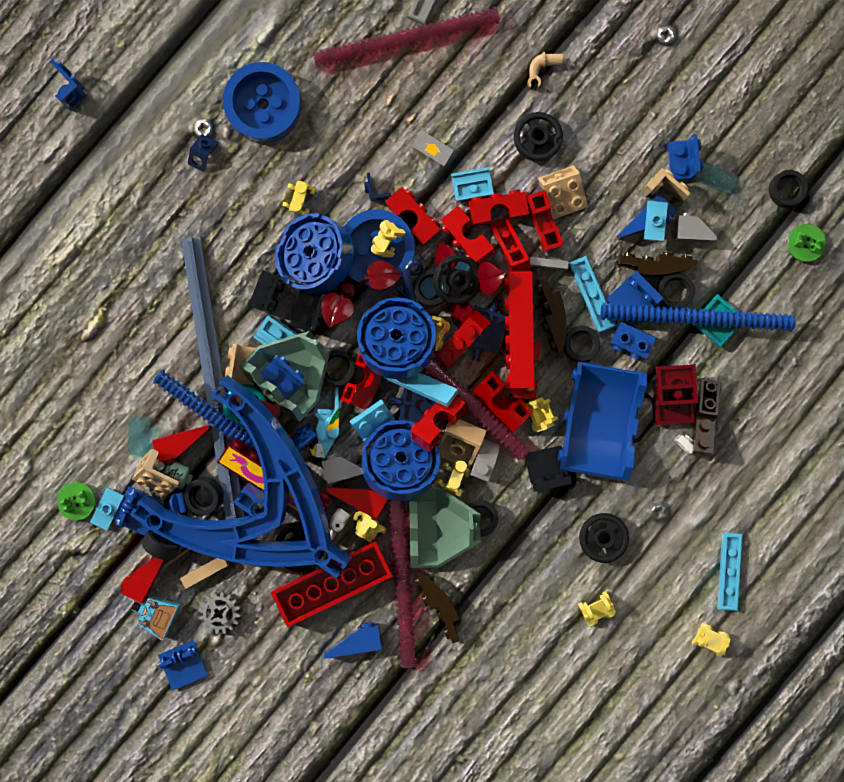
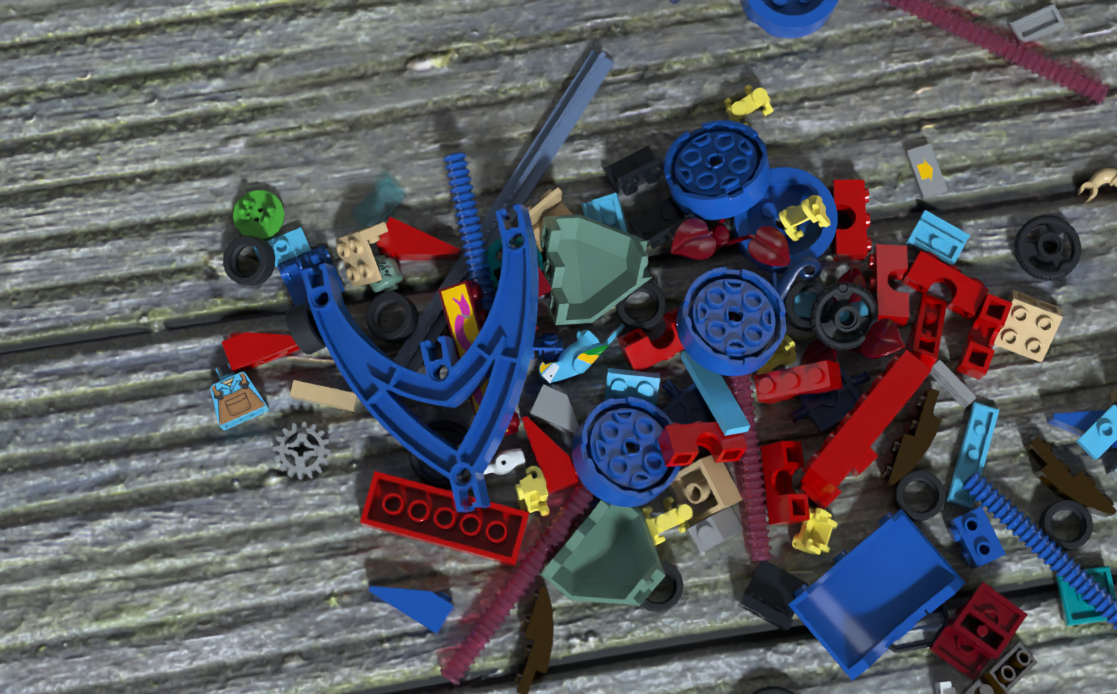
camera: 40 degrees right, 10 degrees down
(88, 544) = (232, 254): none -> black tyre
(178, 502) = (359, 303): blue plate -> none
(182, 665) = (215, 472): blue hinge -> none
(283, 376) = (581, 265): blue bracket -> none
(368, 189) = (825, 168): dark blue bracket -> none
(635, 291) = (1023, 488): blue bracket -> none

